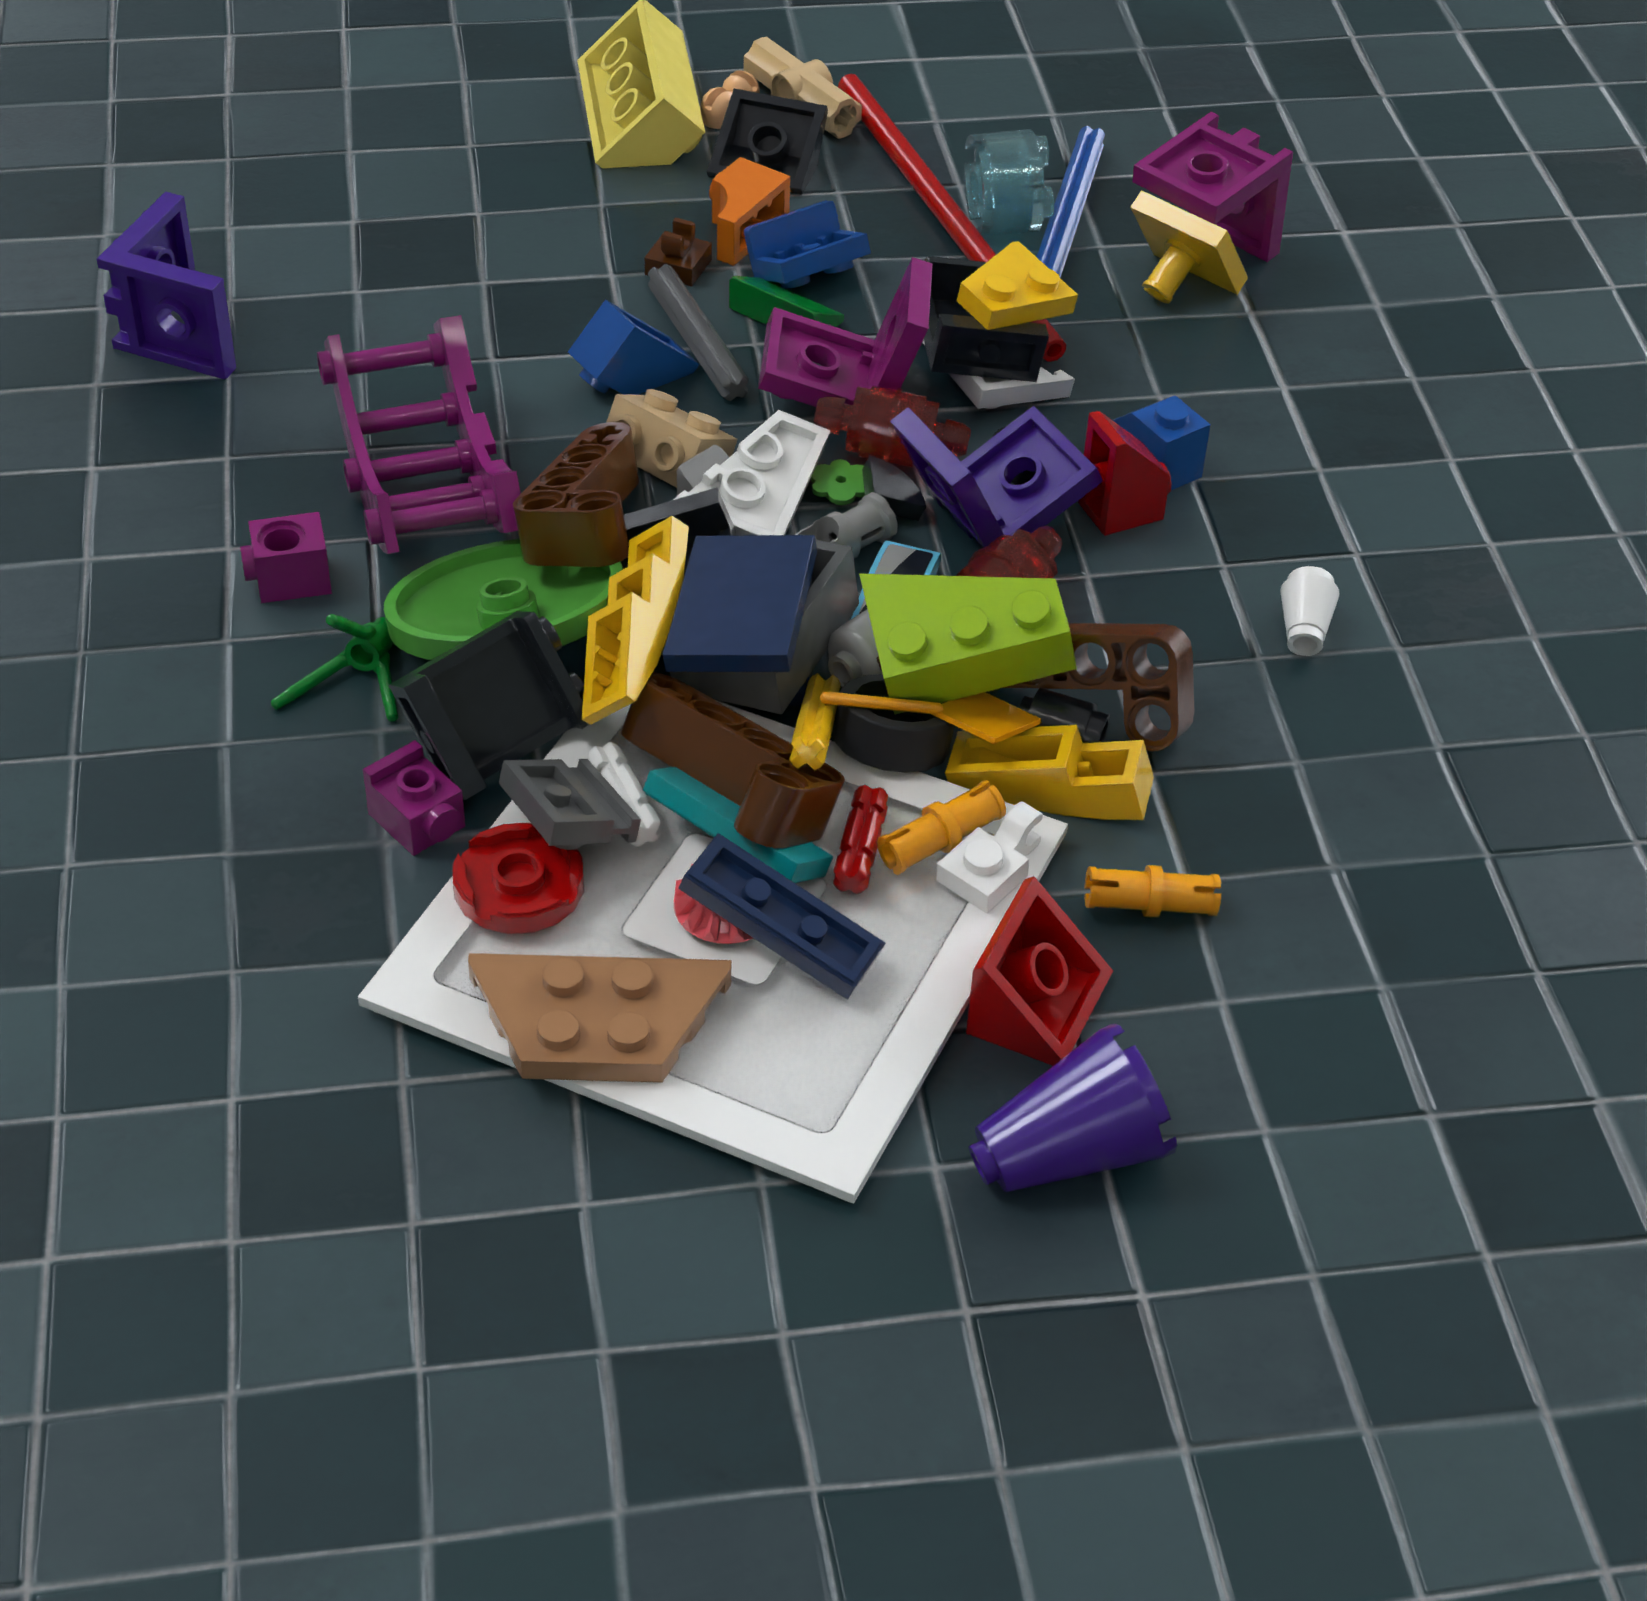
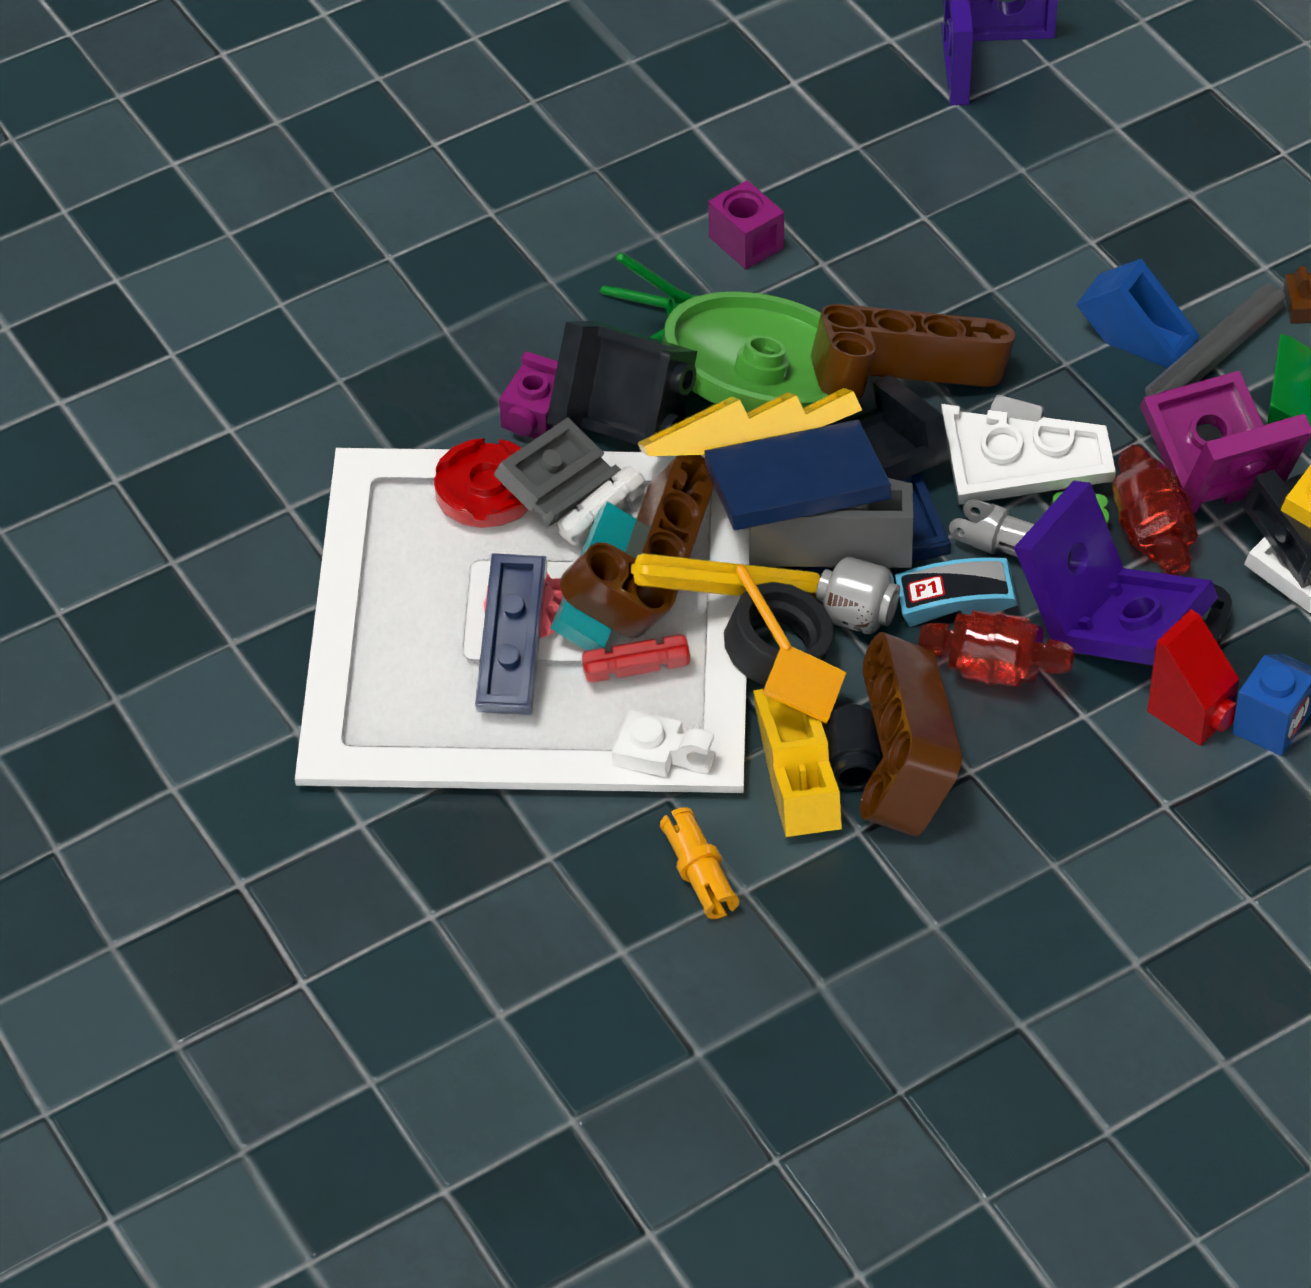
camera: 70 degrees right, 5 degrees up
(491, 484) = (934, 277): magenta fence -> none
(597, 1013) = (379, 573): medium nougat wing -> none
(666, 434) = (1056, 372): tan bracket -> none
(941, 827) = (671, 699): light orange pin -> none
(965, 633) = (839, 619): lime wedge -> none
(1035, 979) = (554, 811): red slope -> none
(1076, 1119) = (421, 880): dark purple cone -> none
(1308, 607) = (1119, 874): white cone -> none

